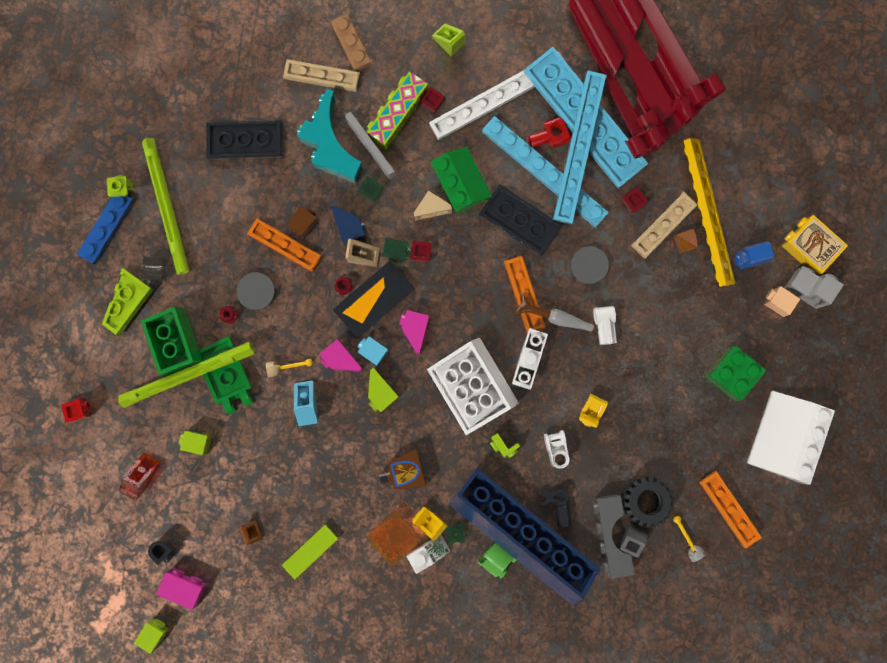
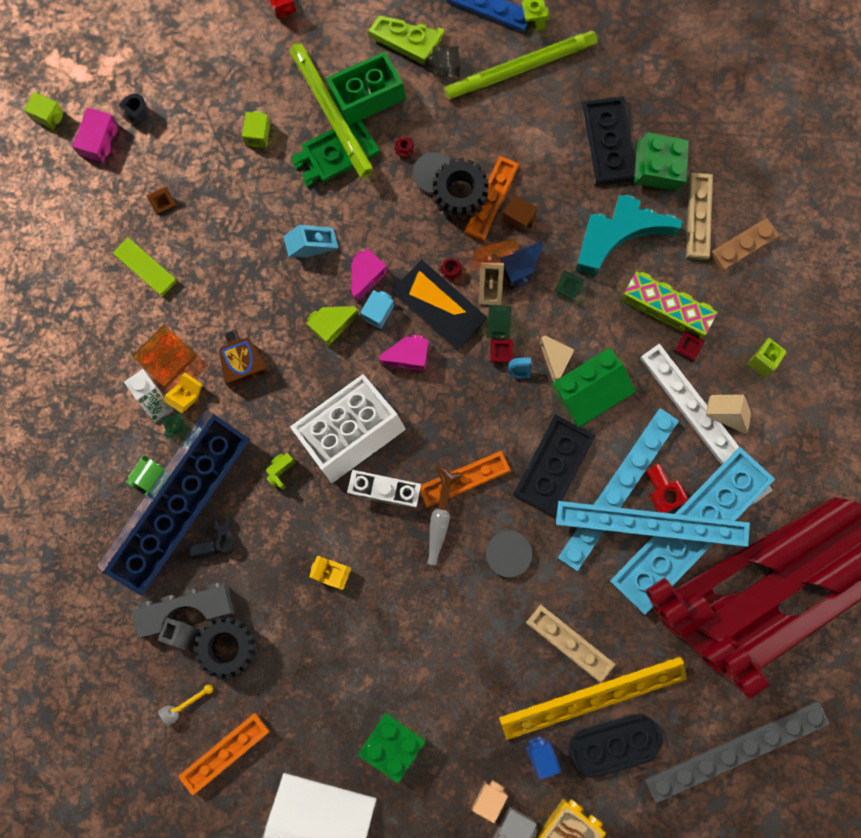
camera: 85 degrees right, 5 degrees down
(139, 476) = (214, 76): clear red slope -> none
(268, 254) = (460, 172): none -> black tyre
(272, 98) = (661, 161): none -> green brick
(274, 368) = (347, 202): hinge -> none
(333, 248) = (500, 248): none -> clear orange plate
(369, 145) = (619, 280): light grey tile -> none
(437, 237) = (520, 368): none -> dark azure tile
(491, 75) = (730, 411): none -> tan slope
(556, 448) = (282, 533): white piece -> none
(605, 319) = (441, 579): white piece -> none
(634, 200) = (596, 602): dark red plate -> none
(686, 241) = (552, 672): dark orange slope -> none
(745, 200) = (615, 745): none -> black tile
(756, 109) = (736, 751): none -> dark grey plate

